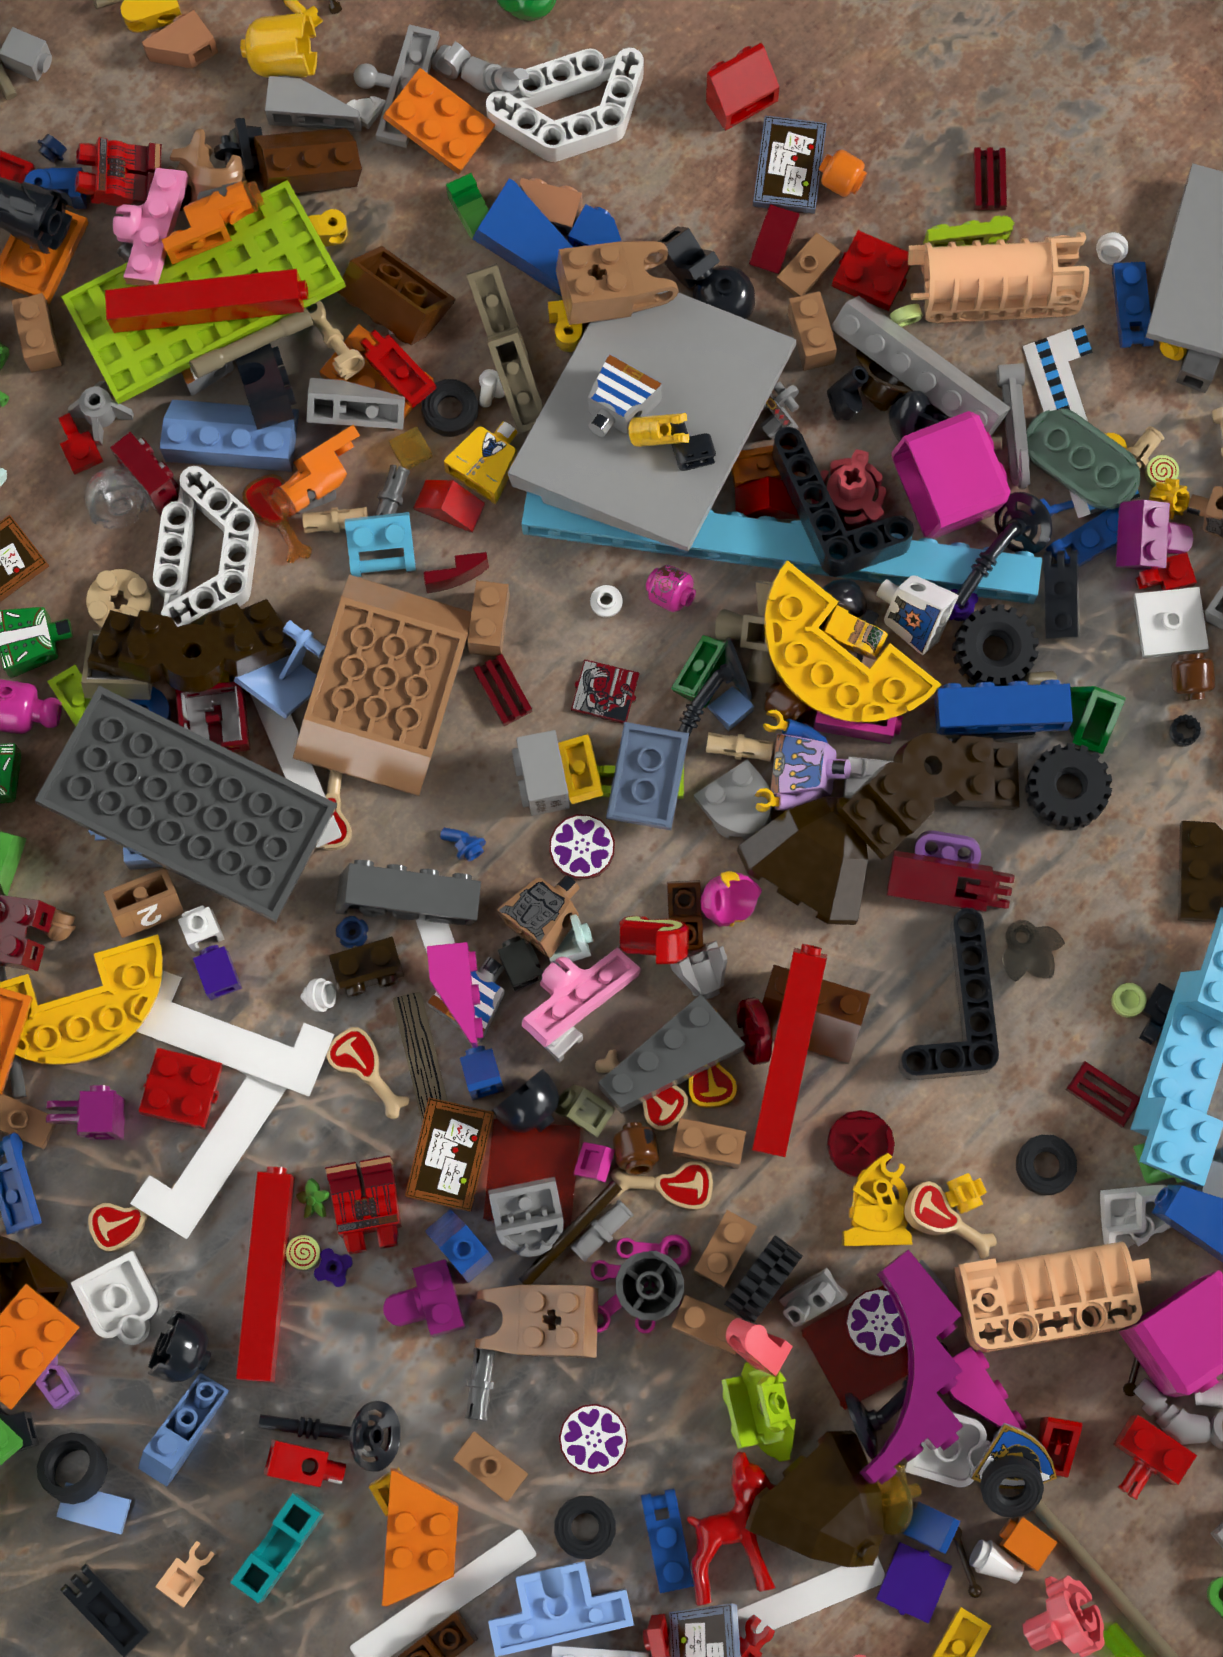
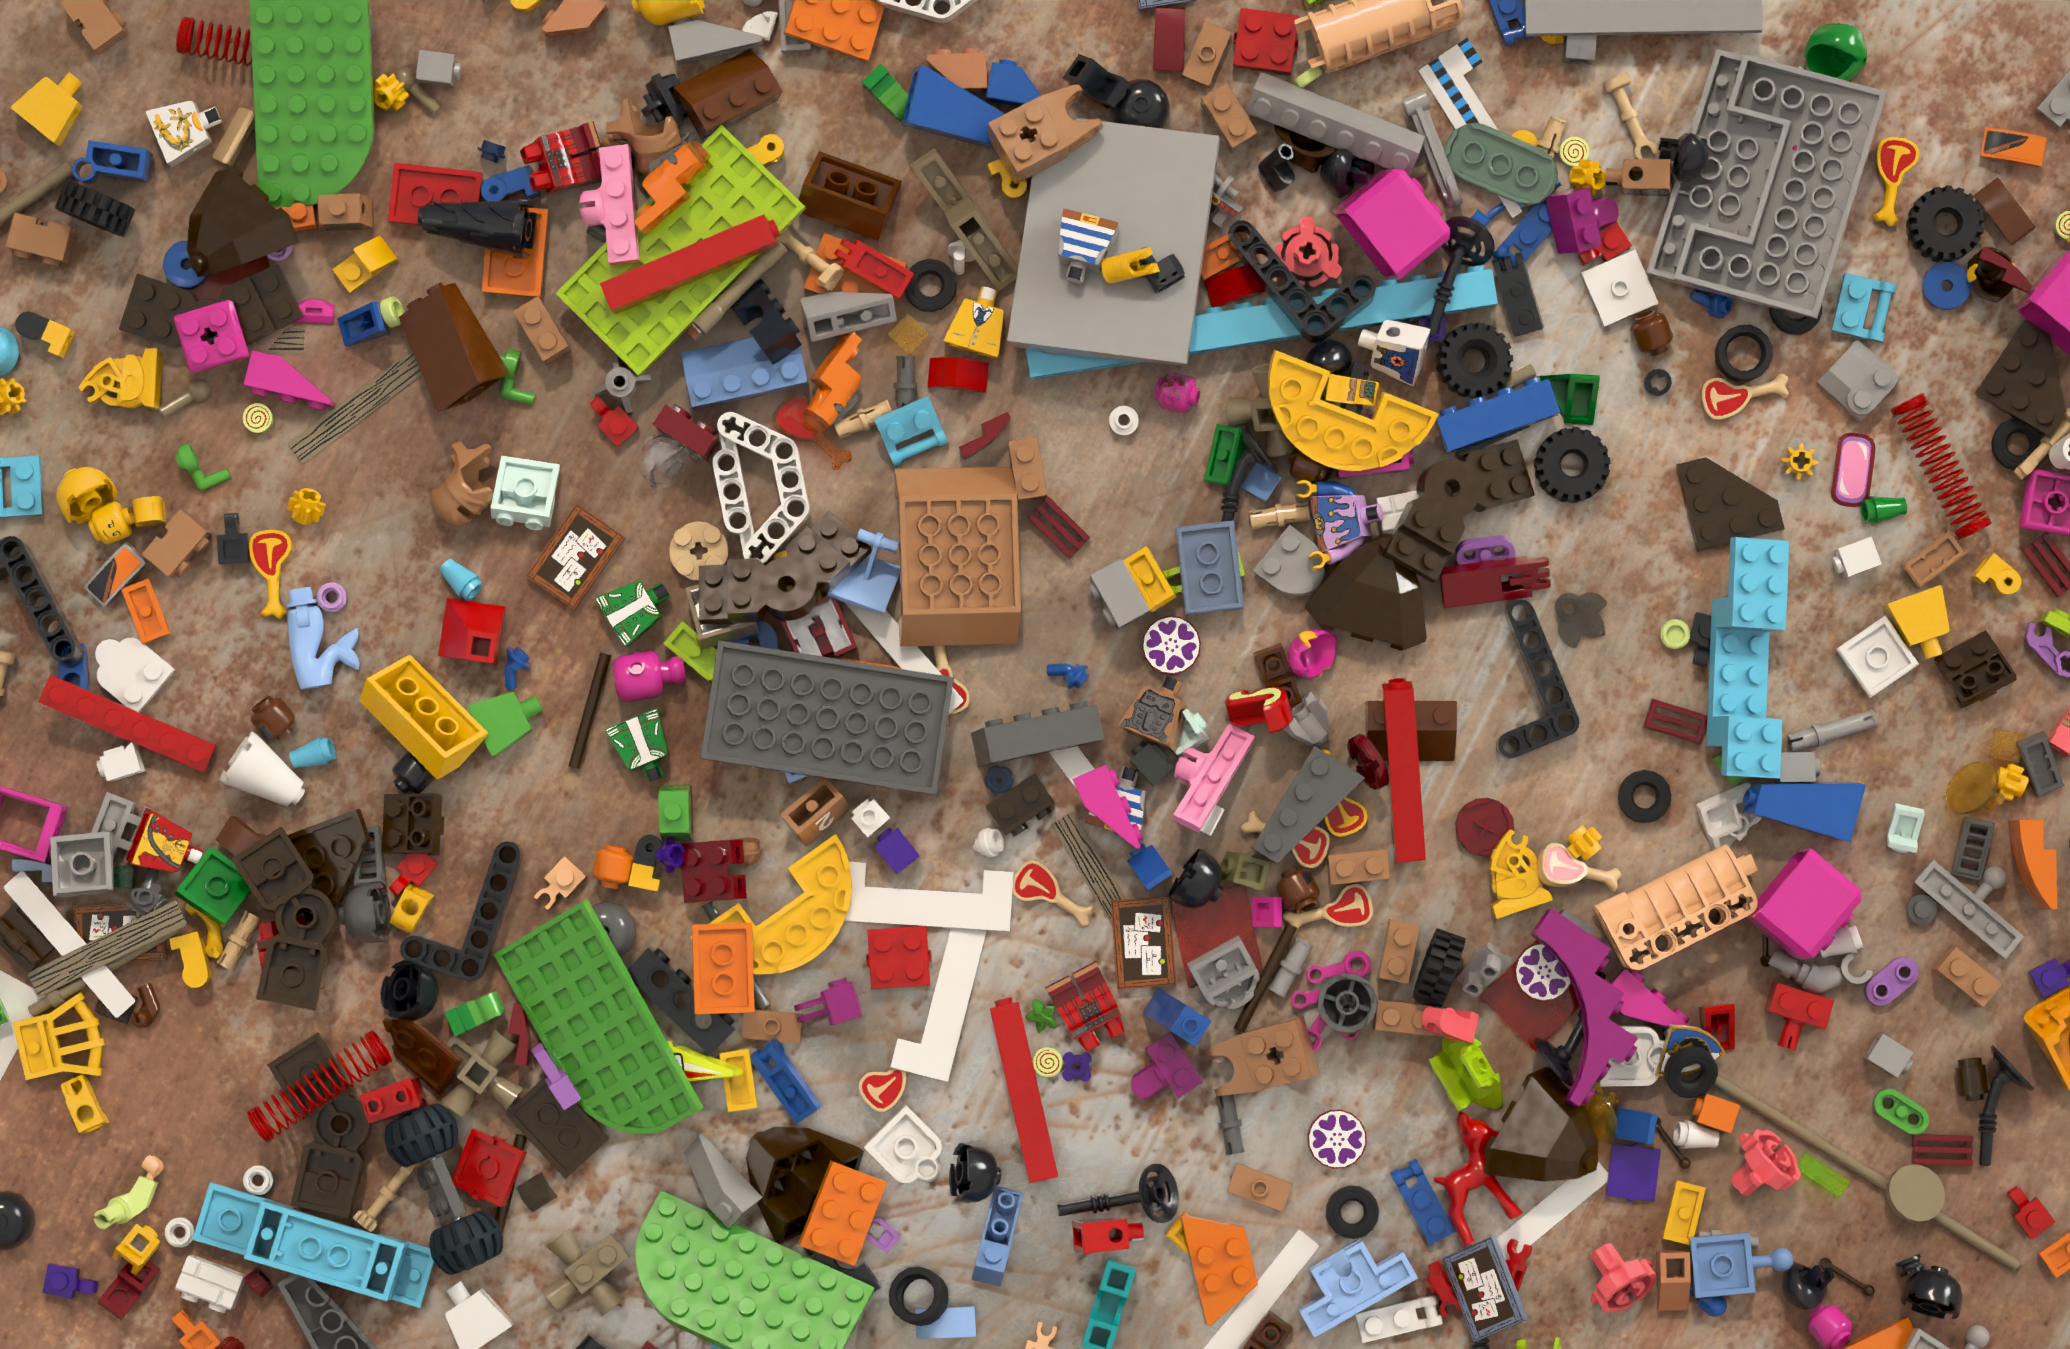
camera: 15 degrees left, 10 degrees up
(605, 691) = (1147, 501): piece -> none

